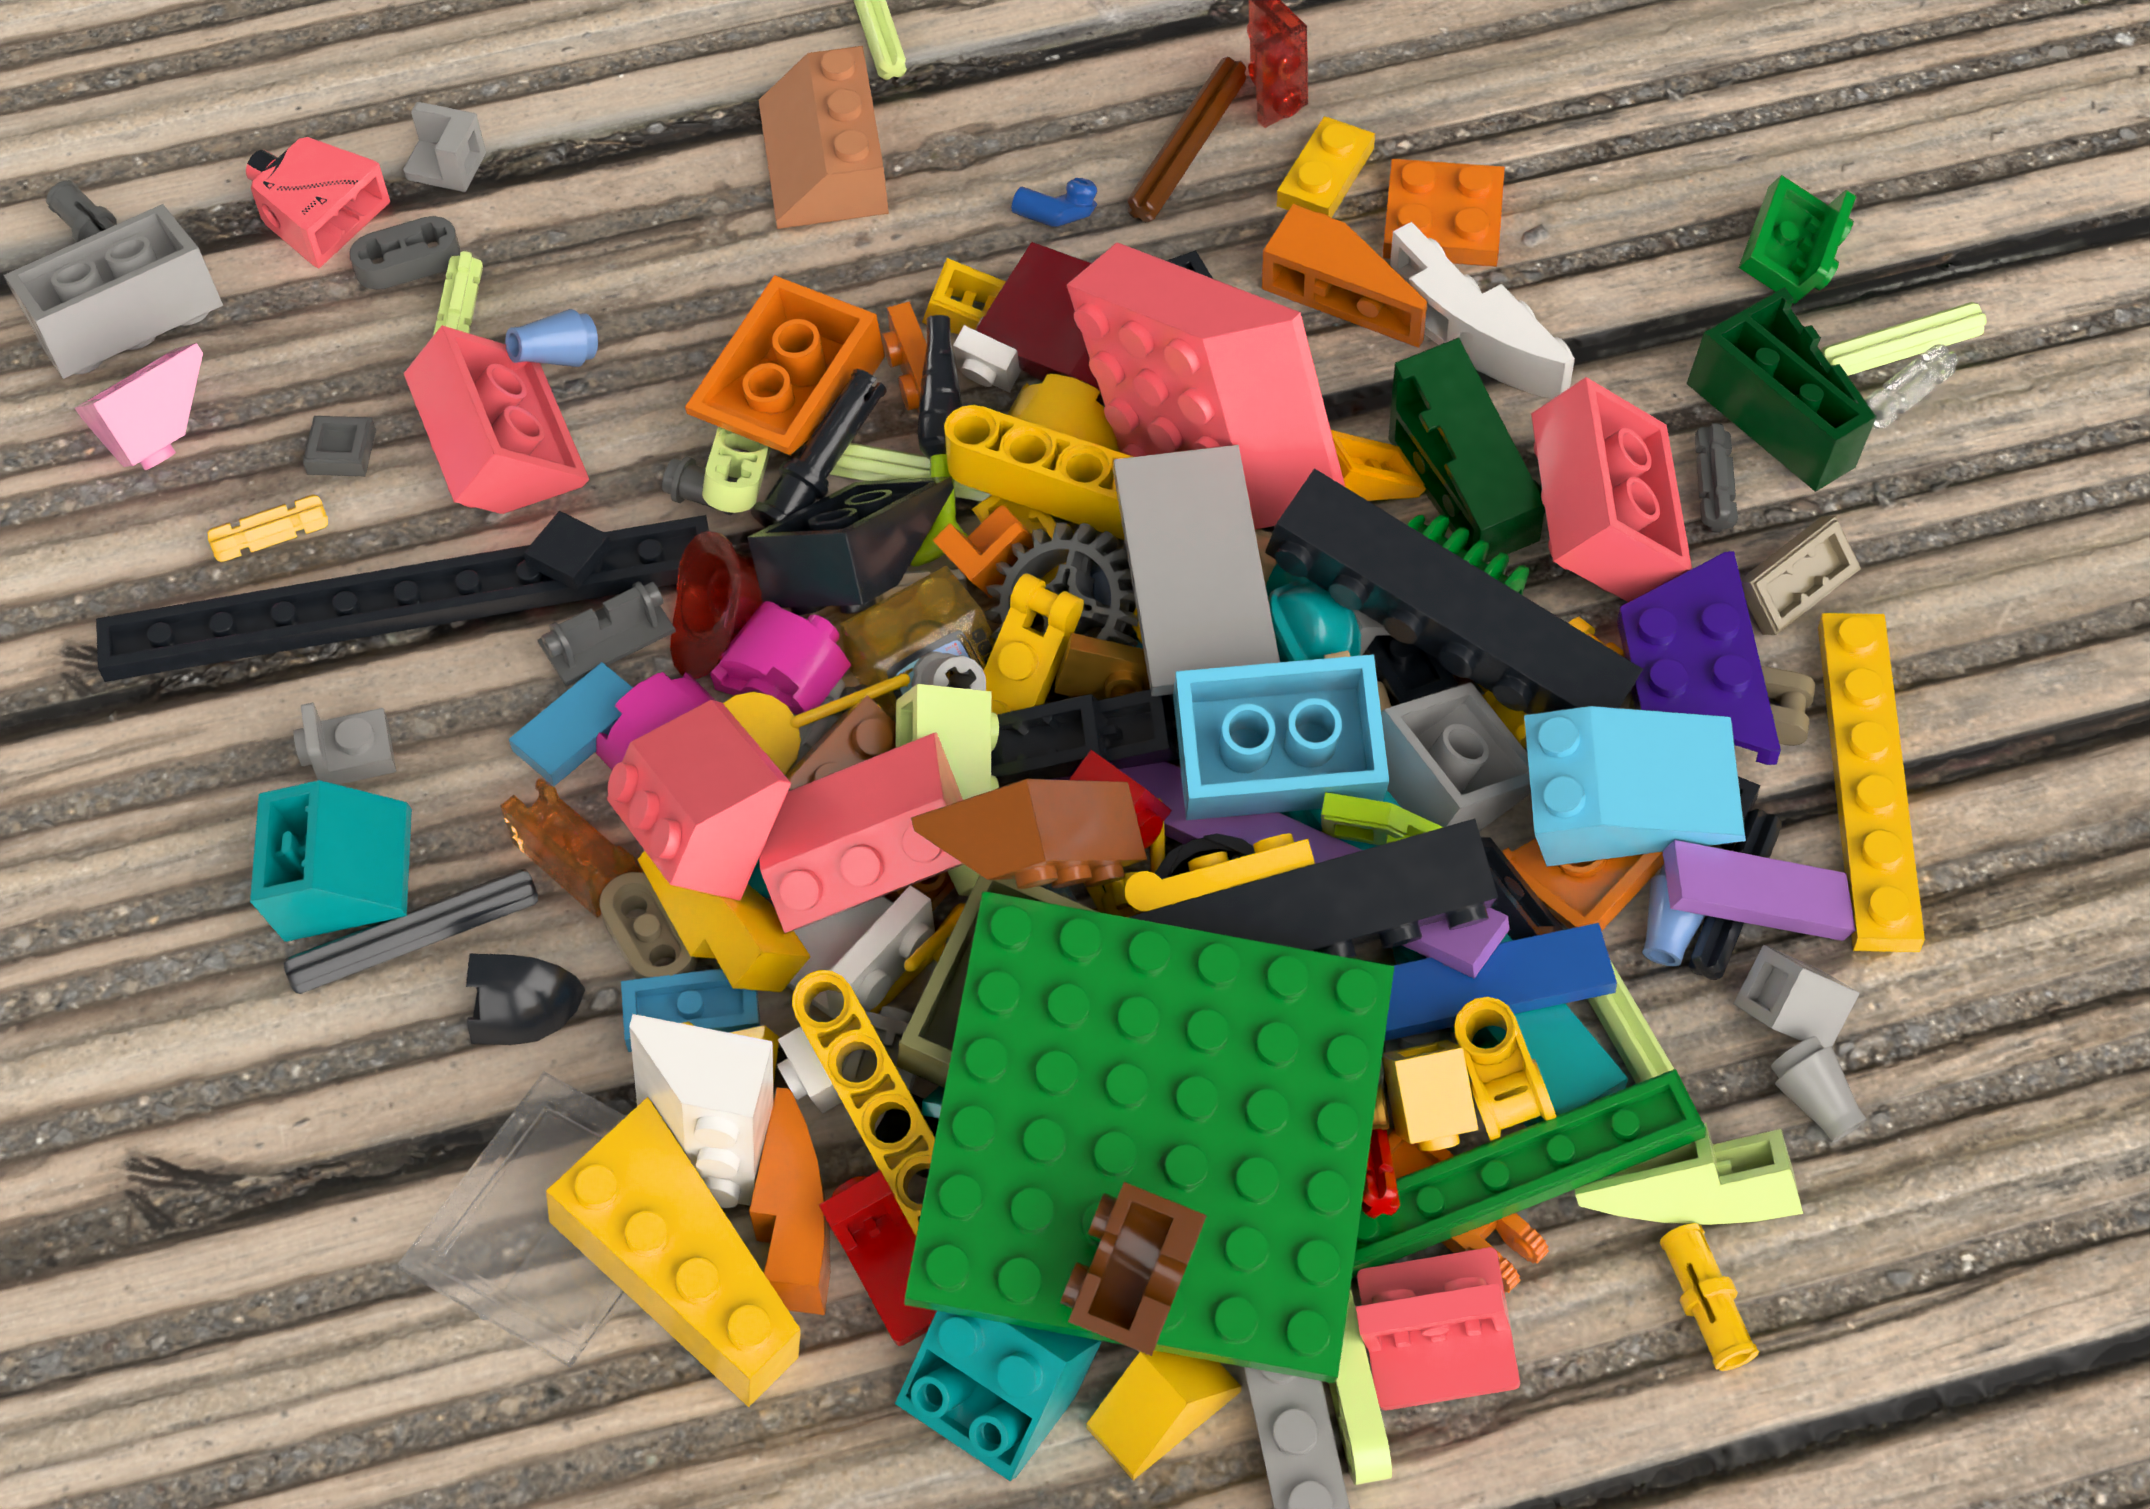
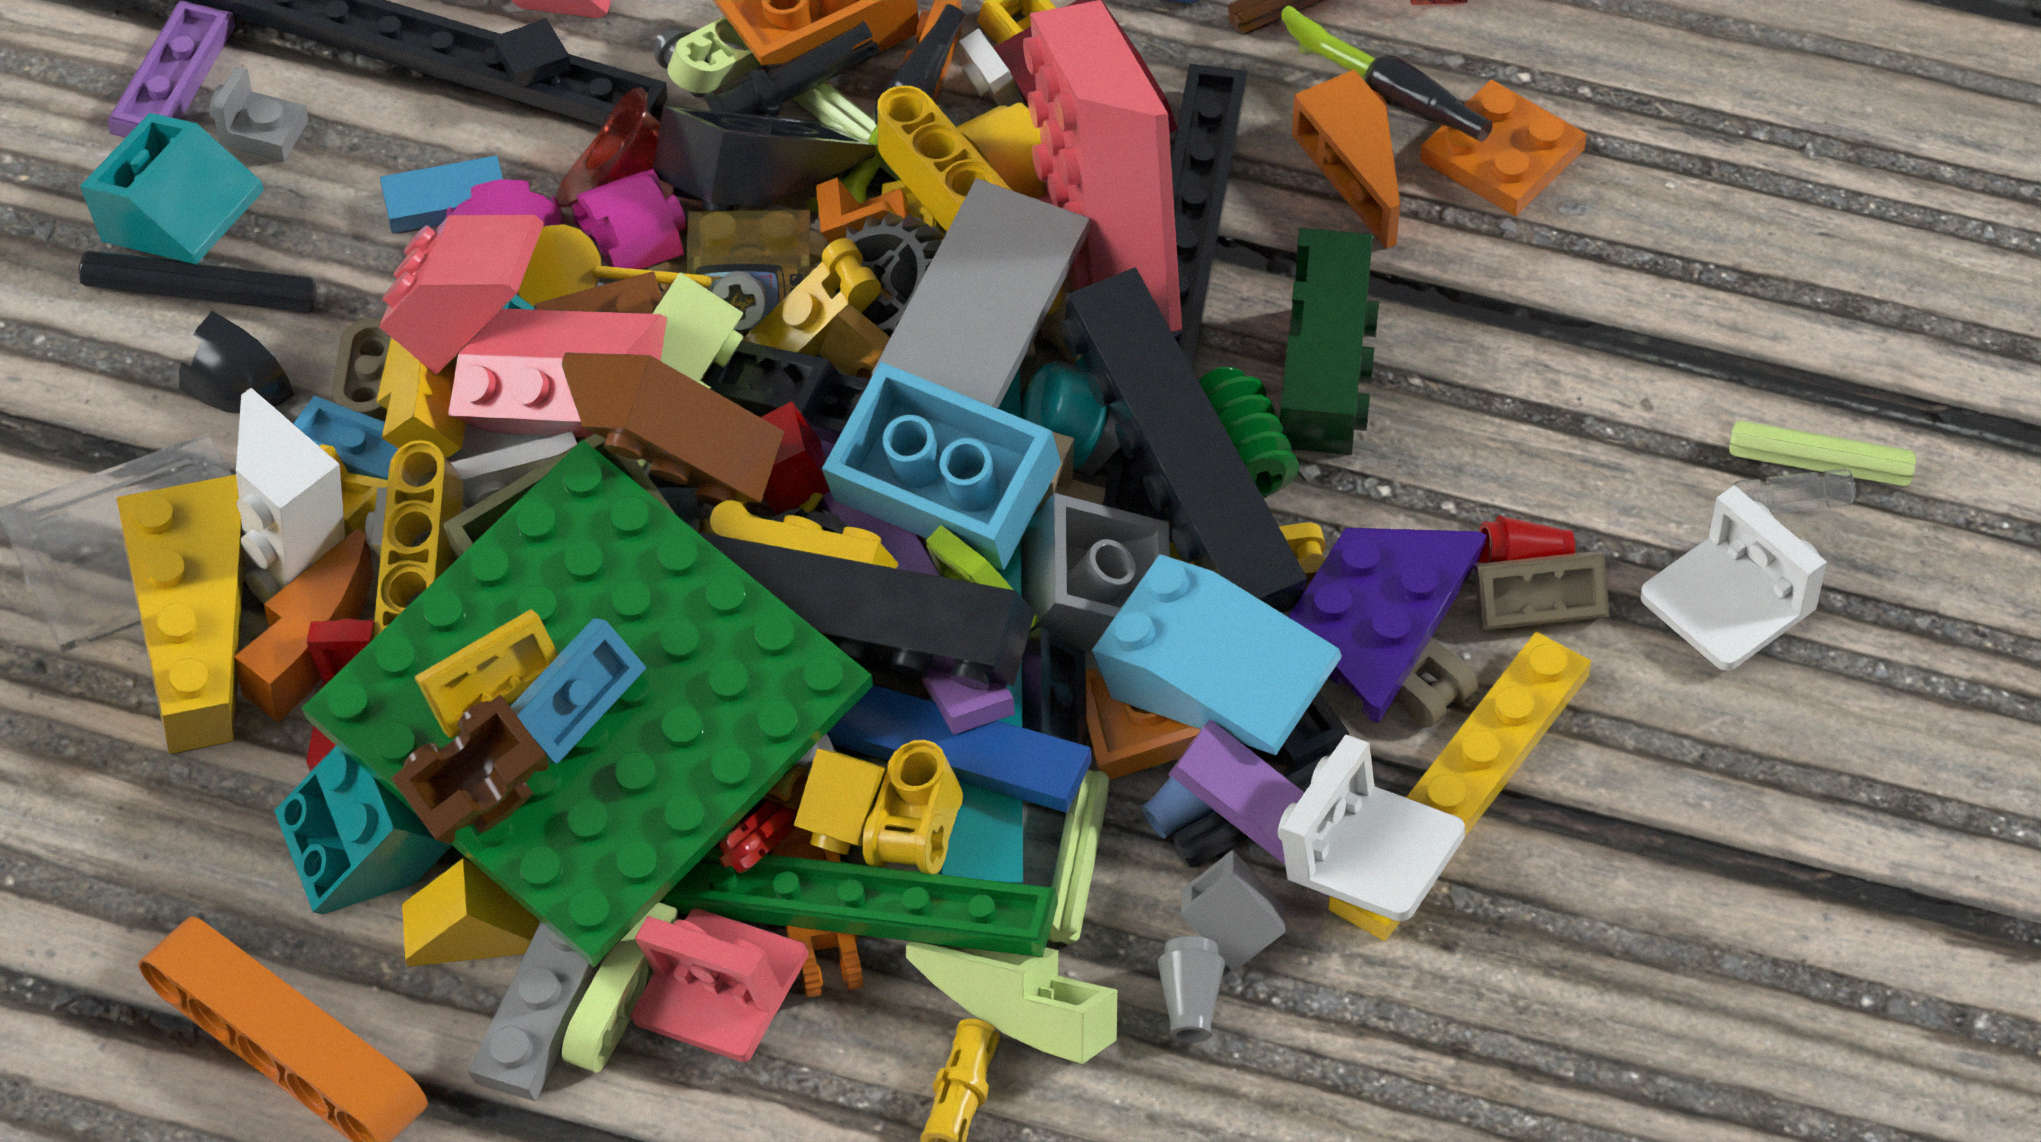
camera: 30 degrees right, 5 degrees down
(222, 742) = (173, 66): none -> medium lavender tile
(566, 845) = (358, 268): clear orange hinge -> none
(607, 634) = (537, 136): dark grey hinge -> none
(1078, 1165) = (491, 666): none -> yellow plate
(1168, 1129) = (577, 689): none -> dark azure plate
(1326, 167) = (1446, 52): yellow plate -> none
(1329, 195) = (1398, 81): none -> black piece
(1376, 468) = (1213, 305): light orange slope -> none
(1493, 326) = (1446, 249): white slope -> none
(1609, 491) = (1417, 430): coral brick -> none
(1716, 477) = (1546, 477): dark grey axle -> none
(1754, 539) = (1521, 539): none -> red cone
(1783, 391) = (1657, 429): dark green wedge -> none
(1796, 239) = (1792, 316): green bracket -> none
(1874, 872) = (1363, 839): none -> white bracket
(1942, 484) = (1738, 583): none -> white bracket

